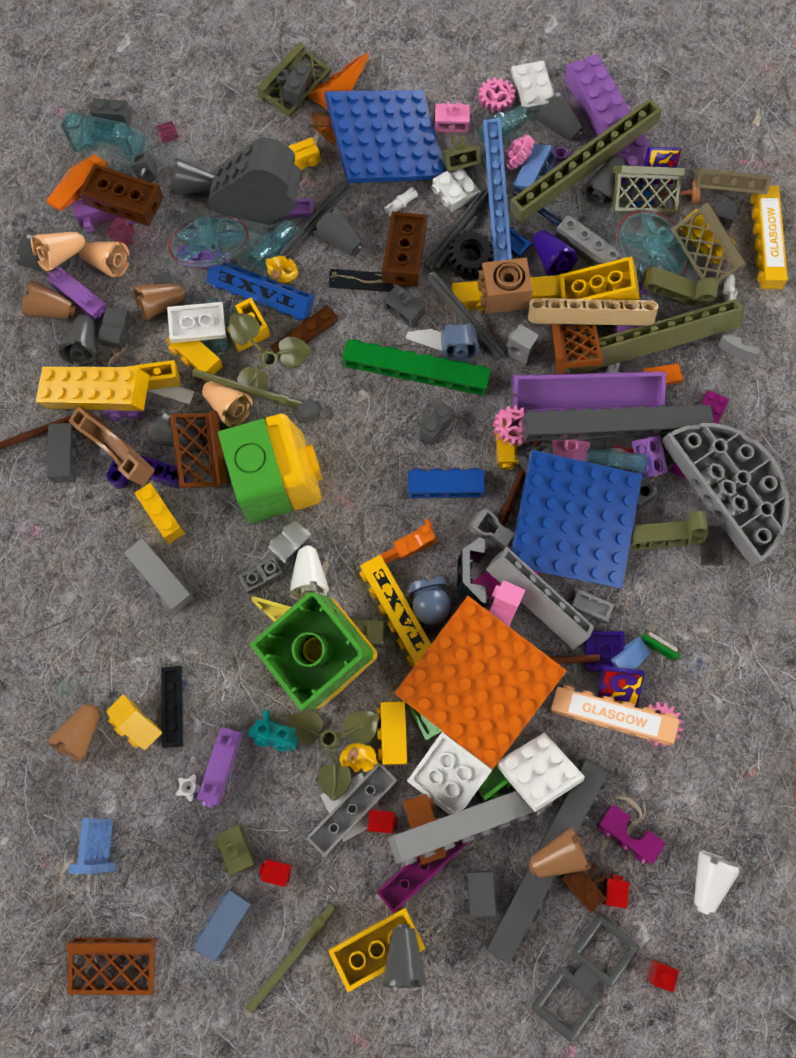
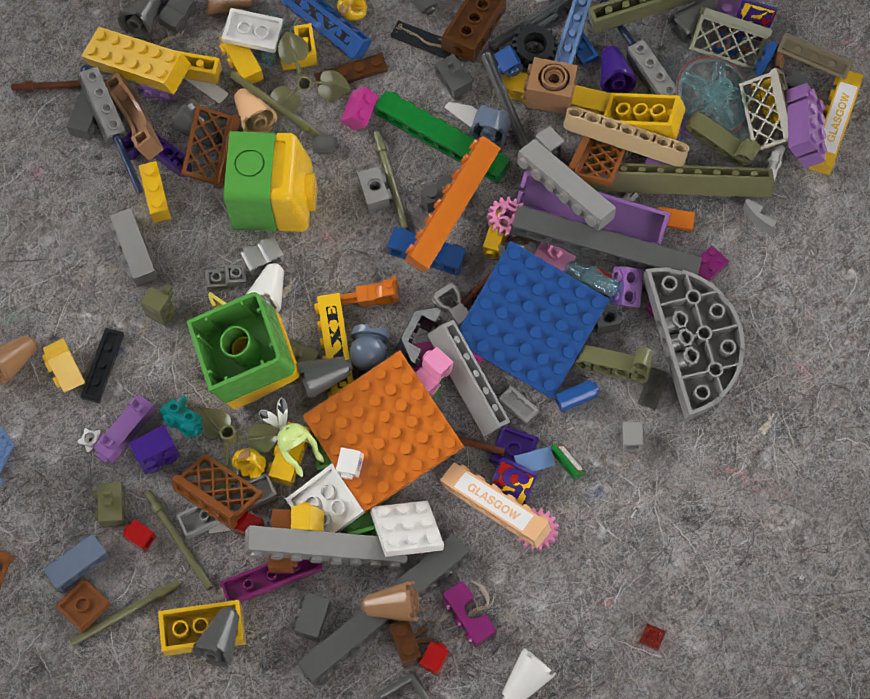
camera: 20 degrees right, 5 degrees down
(83, 453) = (106, 116): none -> light grey piece
(207, 627) = (158, 304): none -> olive brick
(246, 967) = (83, 605): none -> dark orange tile
(259, 779) = (154, 450): none -> dark purple brick
(284, 836) = (158, 509): none -> olive bar
(327, 365) = (359, 108): none -> dark pink brick
(335, 816) = (206, 499): none -> dark orange fence
(363, 399) = (381, 150): none -> olive bar
(374, 450) = (374, 199): none -> light grey brick
(392, 719) = (290, 434): none -> yellowish green hair
(399, 643) = (323, 374): none -> dark grey cone
(442, 800) = (307, 517): none -> yellow piece
(454, 276) = (508, 62): none -> blue brick
(456, 431) = (452, 204): none -> orange brick
(462, 728) = (349, 463): none -> white brick
(561, 377) = (566, 185): none -> light grey brick
(643, 577) = (576, 395): none -> blue brick
(687, 191) = (762, 65): none -> blue plate
(710, 599) = (632, 435): none -> light grey brick
(752, 247) = (806, 125): none -> medium lavender piece

